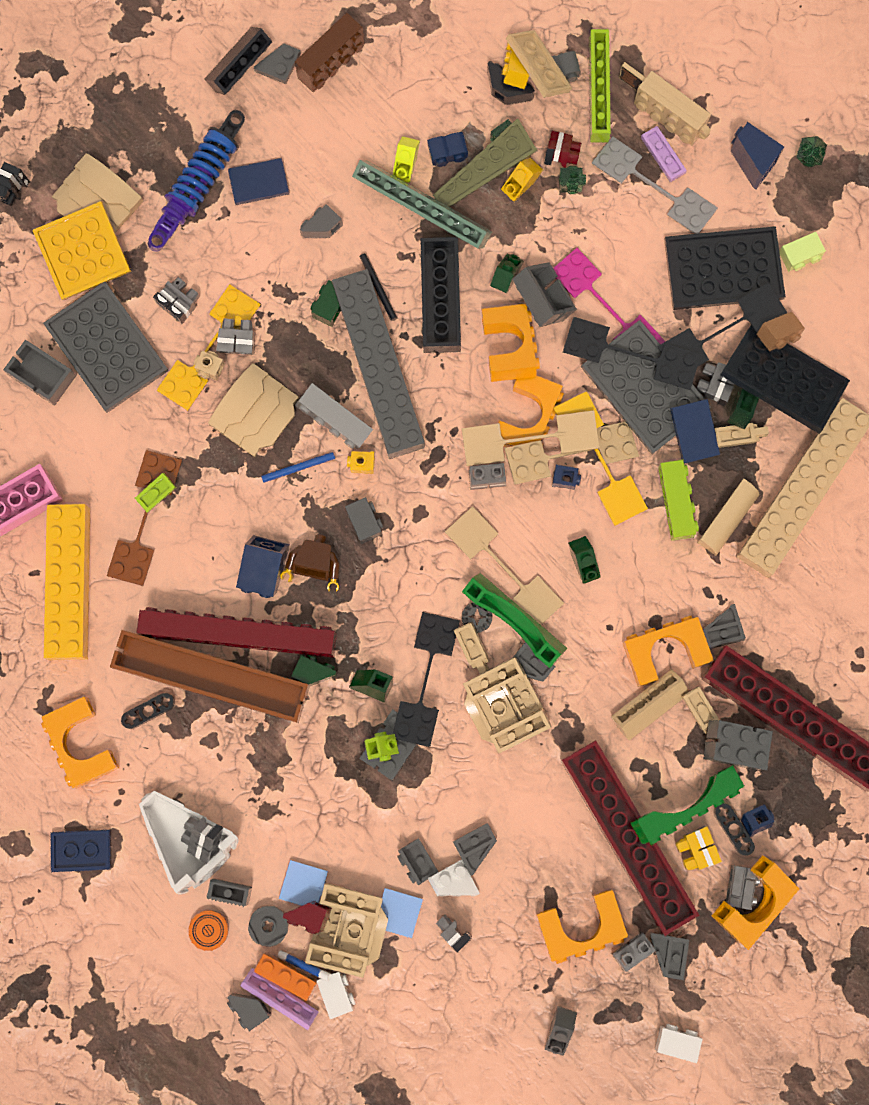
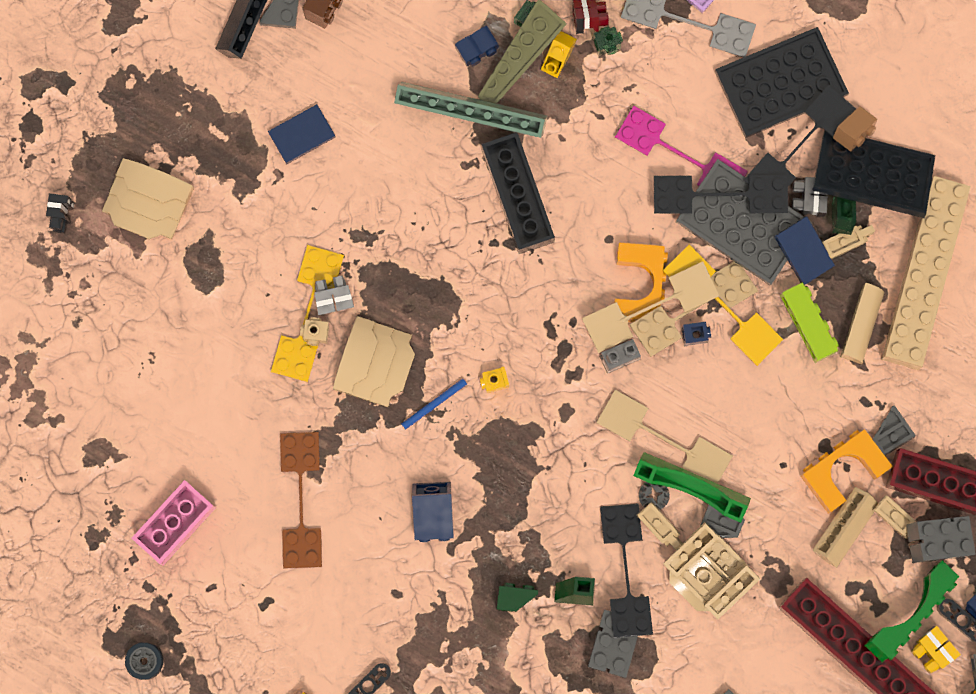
camera: 20 degrees left, 0 degrees up
(40, 372) = (152, 390): dark grey piece -> none
(67, 582) = (248, 586): yellow brick -> none
(81, 250) = (152, 257): yellow plate -> none
(105, 347) = (207, 344): dark grey plate -> none
(155, 492) = (305, 472): lime plate -> none
(175, 302) = (261, 279): flat silver hips -> none
(196, 178) = (241, 151): piece -> none
(210, 676) = (418, 634): dark orange piece -> none
(237, 633) = (431, 584): dark red brick -> none
(313, 560) = (481, 490): reddish brown torso -> none
(322, 224) = (380, 158): dark grey slope -> none
(327, 307) = (411, 236): dark green slope -> none
(333, 416) = (453, 344): light grey wedge -> none
(364, 520) = (515, 435): dark grey brick -> none
(378, 287) = (457, 207): black bar -> none
(378, 364) = (479, 279): dark grey brick -> none
(385, 745) = (608, 648): lime brick -> none
(406, 158) = (439, 68): neon yellow slope -> none
(505, 272) = (574, 151): dark green slope -> none
(512, 320) = (600, 196): light orange arch -> none
(546, 305) = (622, 171): dark grey piece -> none
(584, 559) = (739, 407): dark green slope -> none
(802, 252) = (850, 44): yellowish green brick -> none

